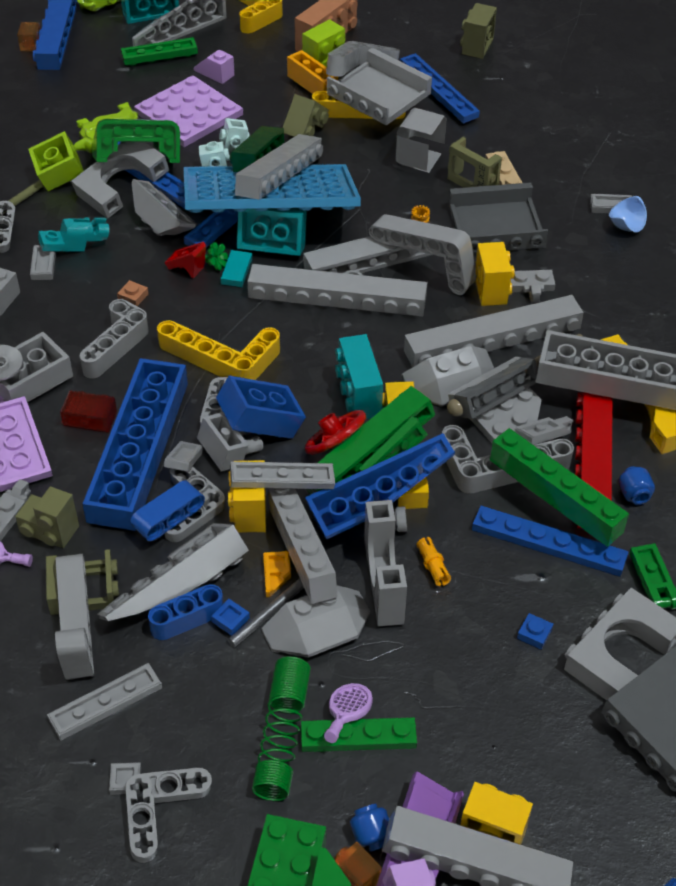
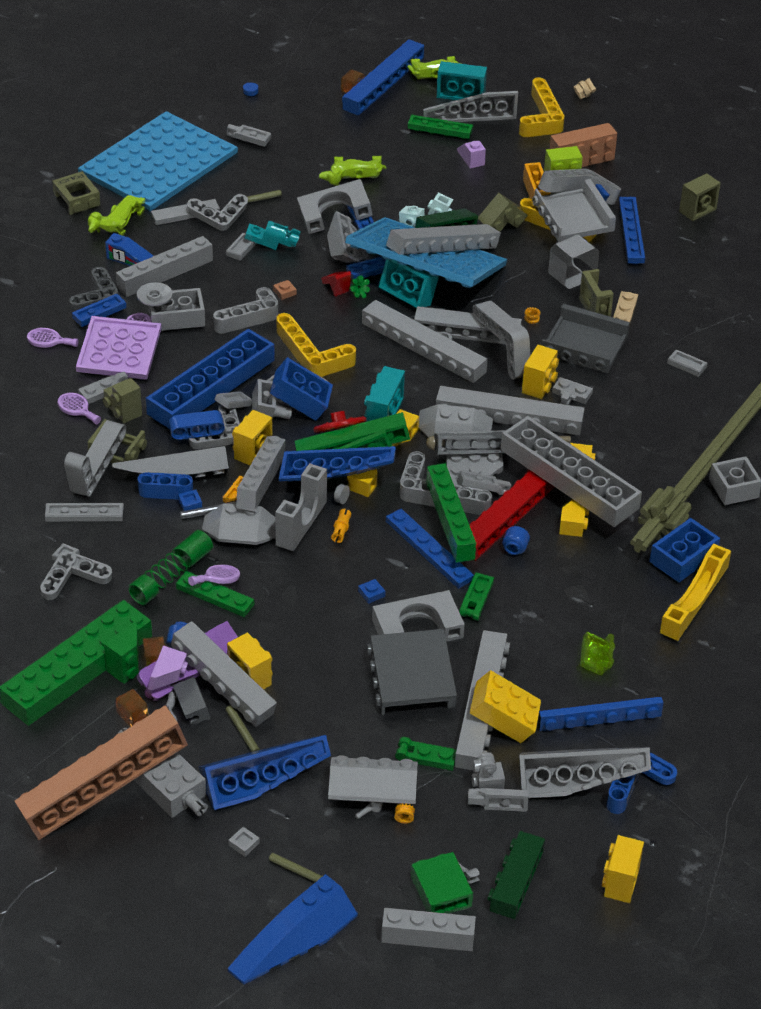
camera: 30 degrees right, 5 degrees down
(56, 161) = (297, 179): lime brick -> none
(88, 411) = (194, 347): clear red brick -> none
(163, 134) = (341, 172): green windscreen -> none
(192, 107) = (424, 177): lavender plate -> none
(236, 268) = (367, 298): teal tile -> none
(282, 475) = (275, 429): light grey tile -> none
(629, 214) = (687, 374): light blue helmet -> none

